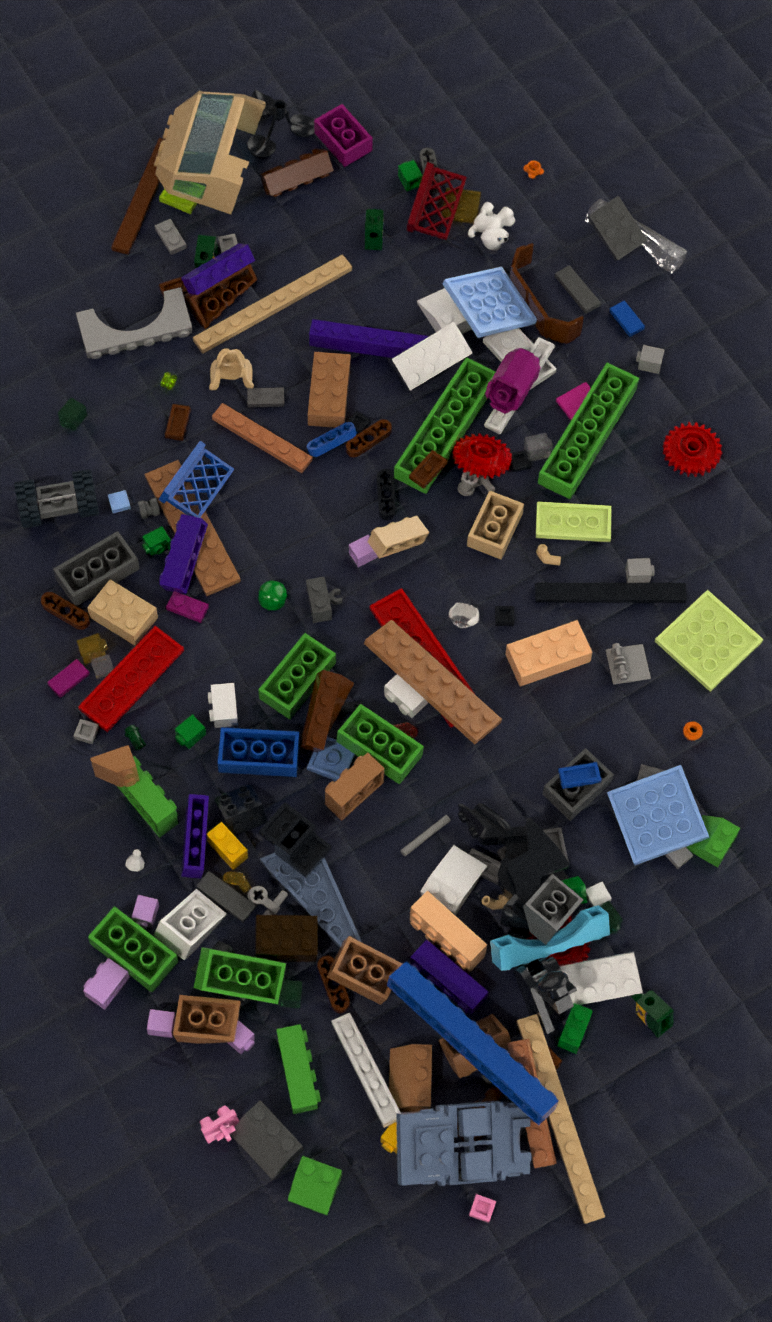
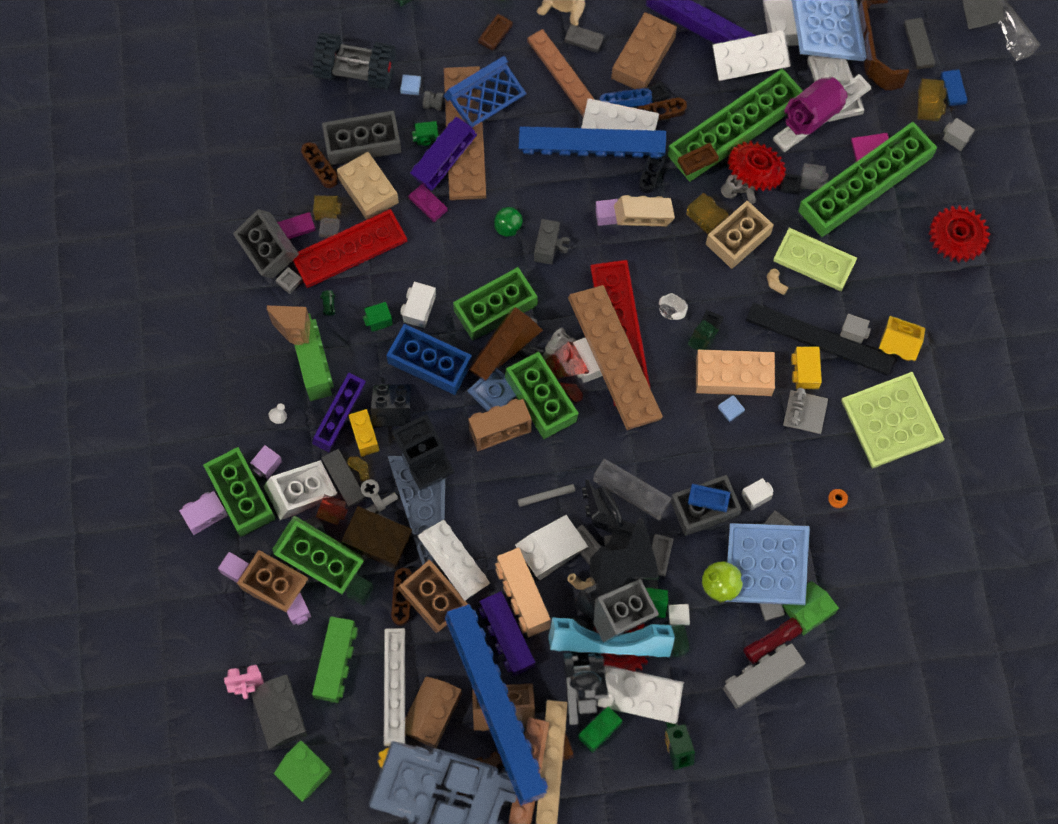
camera: 25 degrees right, 5 degrees up
(50, 704) = (265, 243): none -> dark grey brick
(230, 929) = (331, 509): none -> clear red brick
(320, 489) = (592, 141): none -> blue brick
(336, 464) = (612, 116): none -> white plate
(369, 928) = (454, 559): none -> white plate
(373, 688) = (558, 340): none -> light grey piece
(390, 703) = (566, 362): none -> clear red wing
(456, 517) = (706, 213): none -> clear yellow brick
(504, 796) = (632, 489): none -> clear brick
(505, 631) = (703, 336): none -> clear green brick
(559, 687) = (731, 408): none -> light blue tile
(611, 623) = (807, 367): none -> yellow brick
(612, 337) = (931, 99): none -> clear yellow brick
(619, 755) = (757, 494): none -> white brick
(624, 847) = (722, 581): none -> lime cylinder
(684, 563) = (902, 338): none -> yellow slope
(700, 872) = (768, 643): none -> dark red axle
(700, 917) = (764, 675): none -> light grey brick

